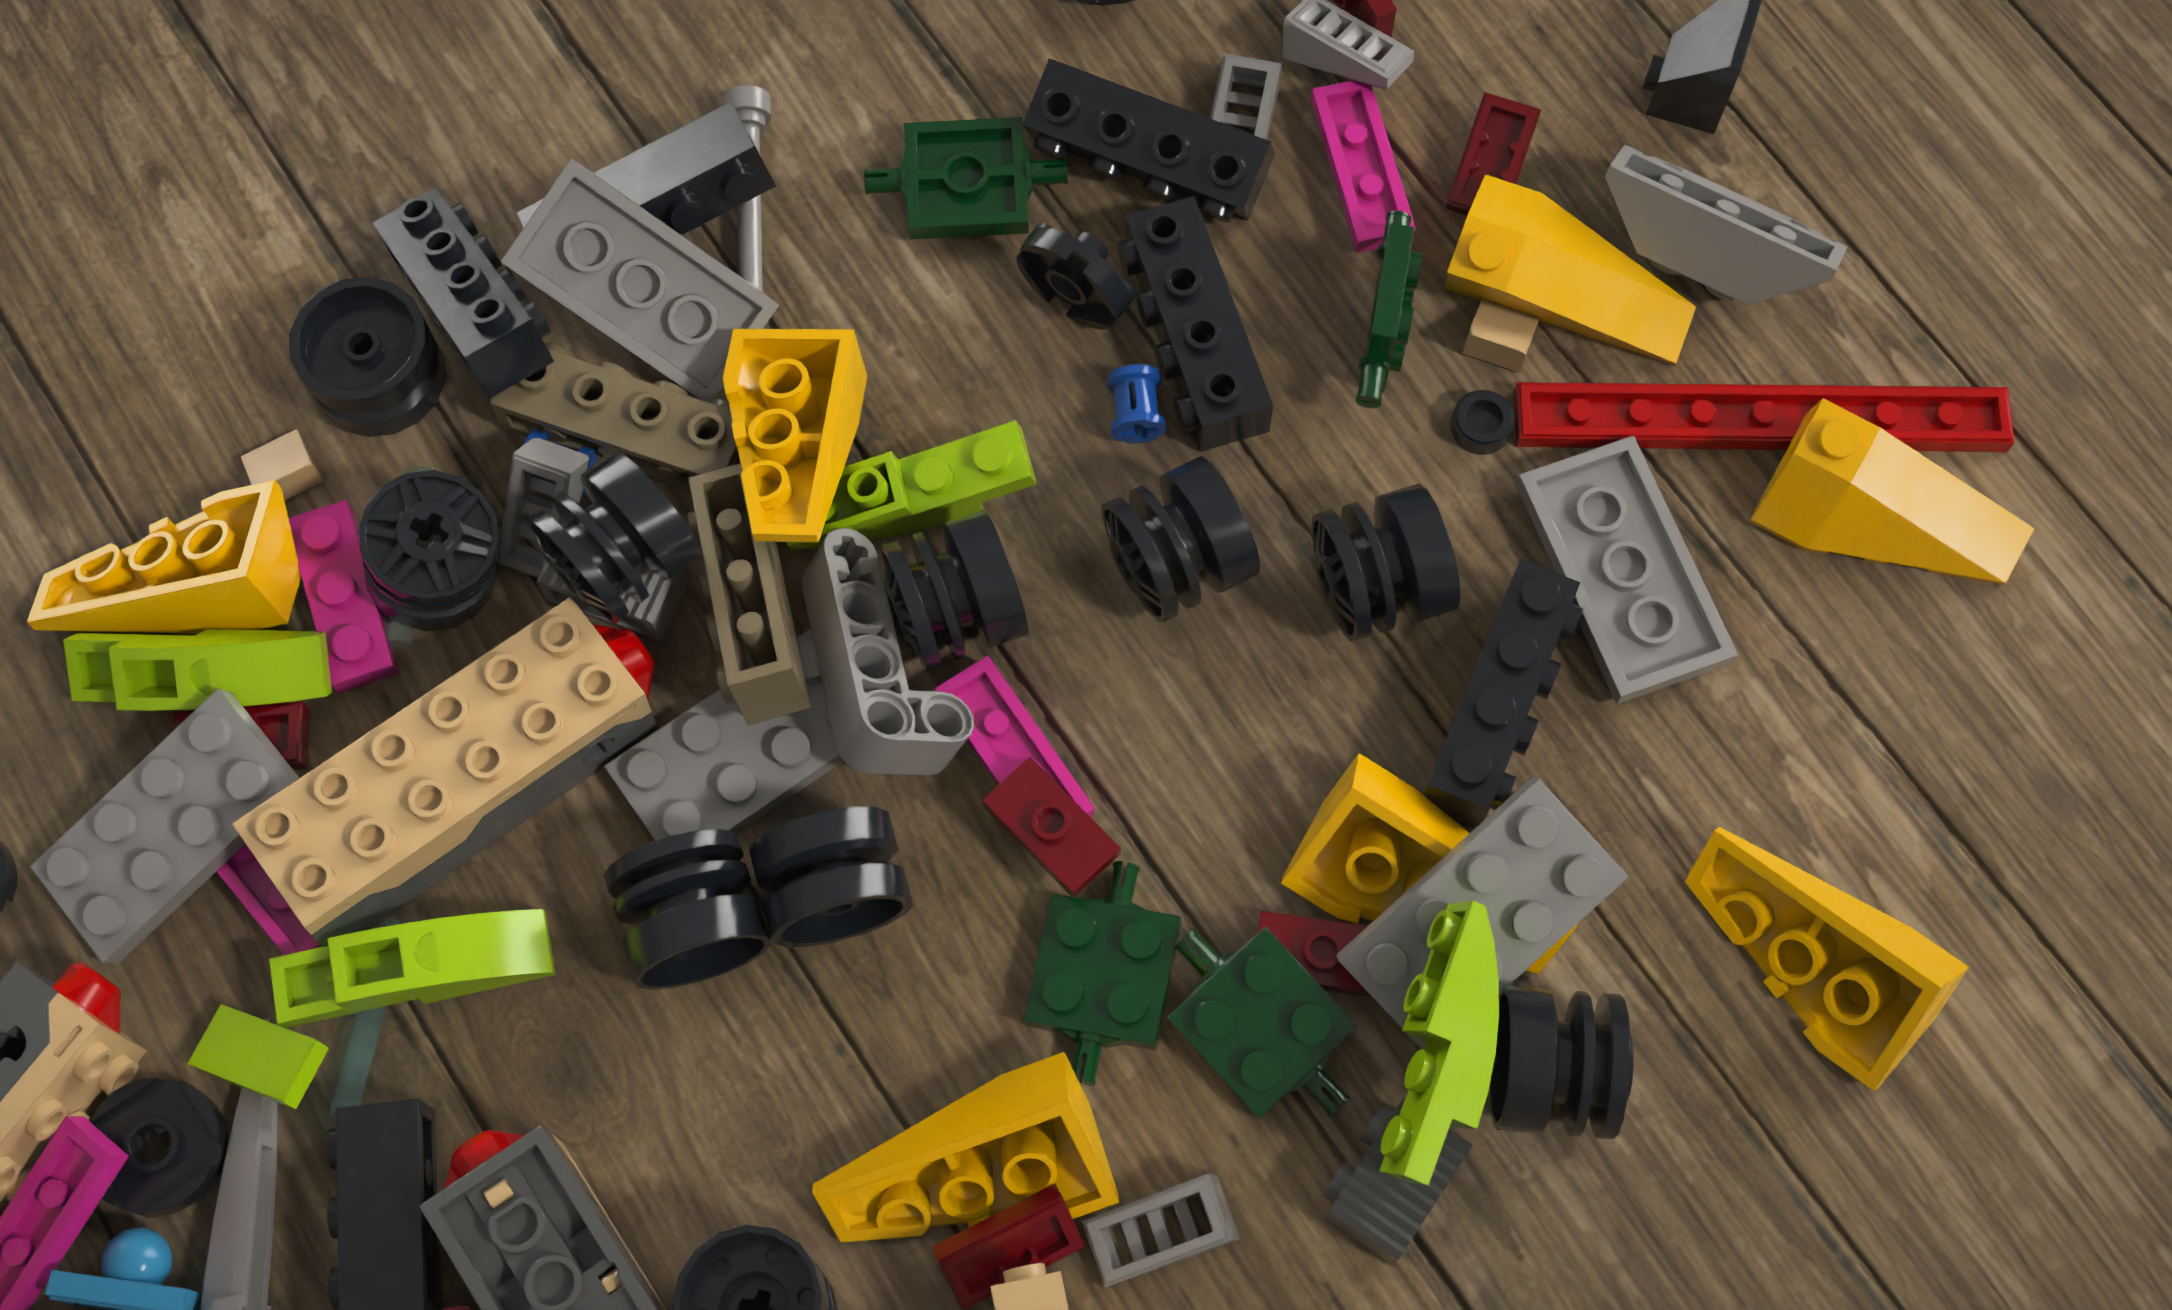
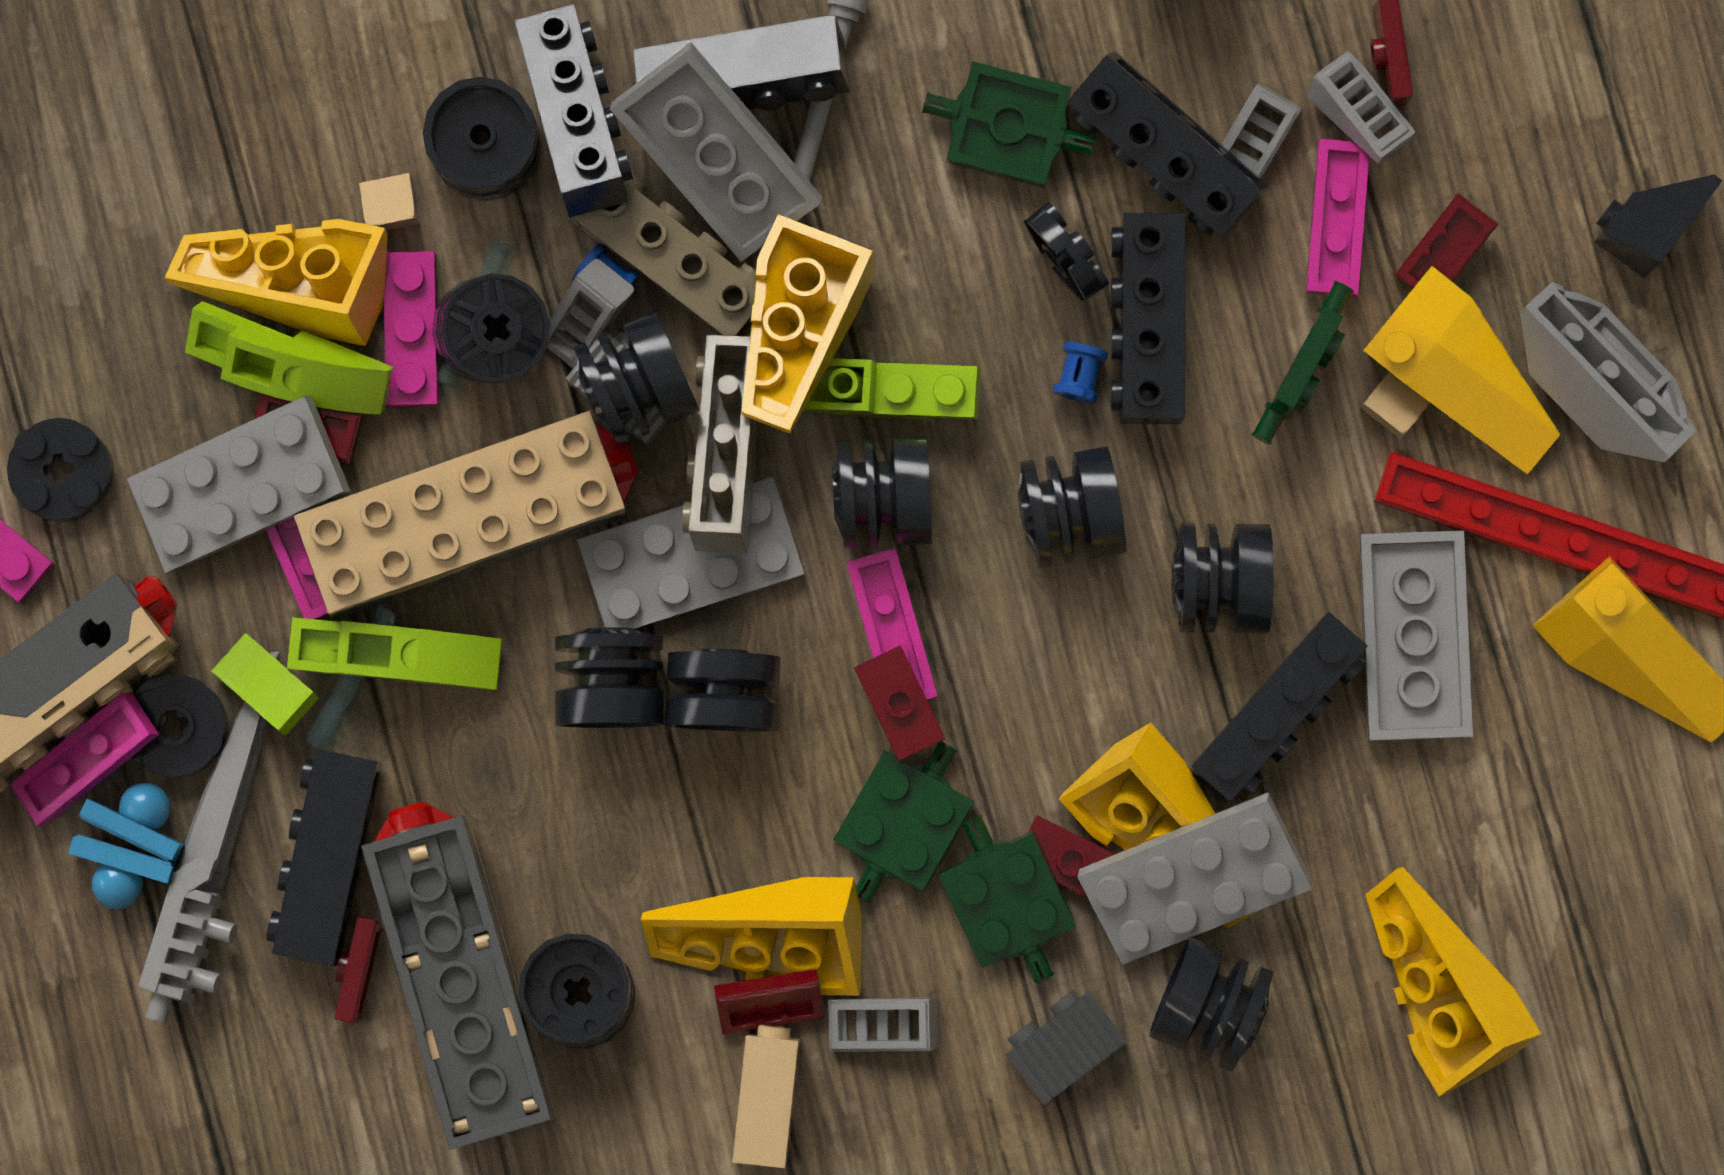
camera: 20 degrees right, 15 degrees up
(871, 710) = (807, 460): light grey beam -> none
(1458, 1017) = (1143, 954): lime slope -> none
(1482, 422) = (1352, 474): black tile -> none

